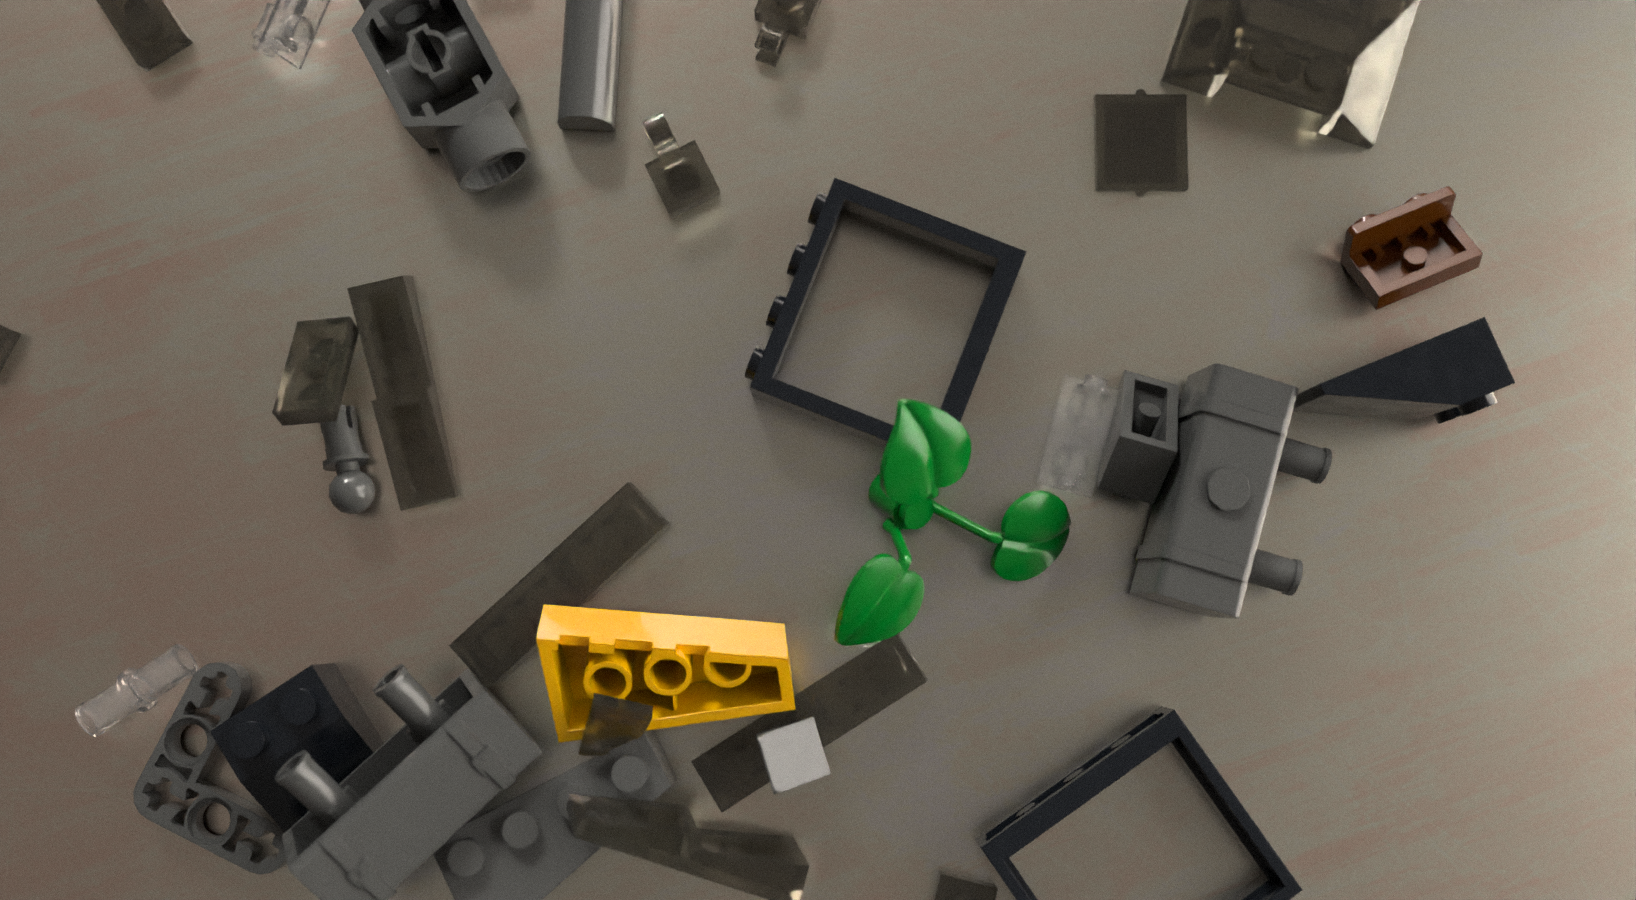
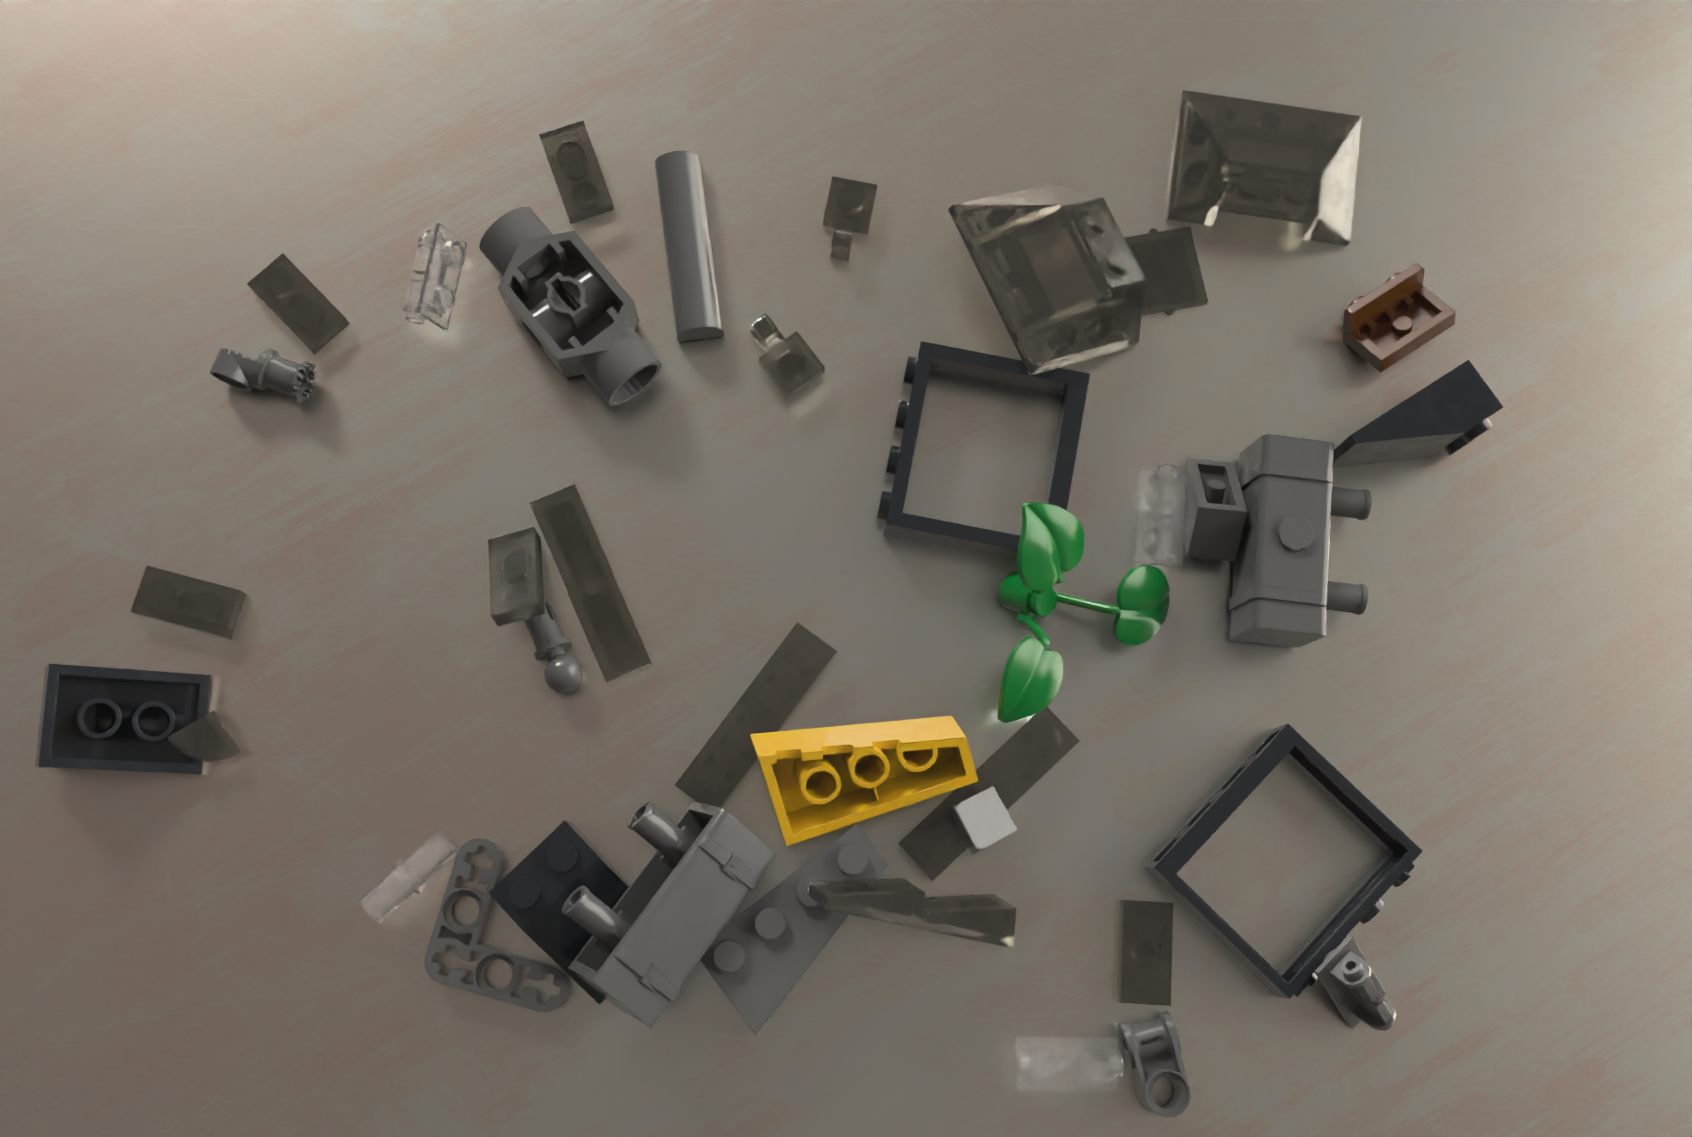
camera: 20 degrees left, 5 degrees down
(85, 83) = (265, 373): none -> dark grey connector
(613, 724) = (830, 820): clear smoke tile -> none
(1009, 123) = (1055, 273): none -> clear smoke slope

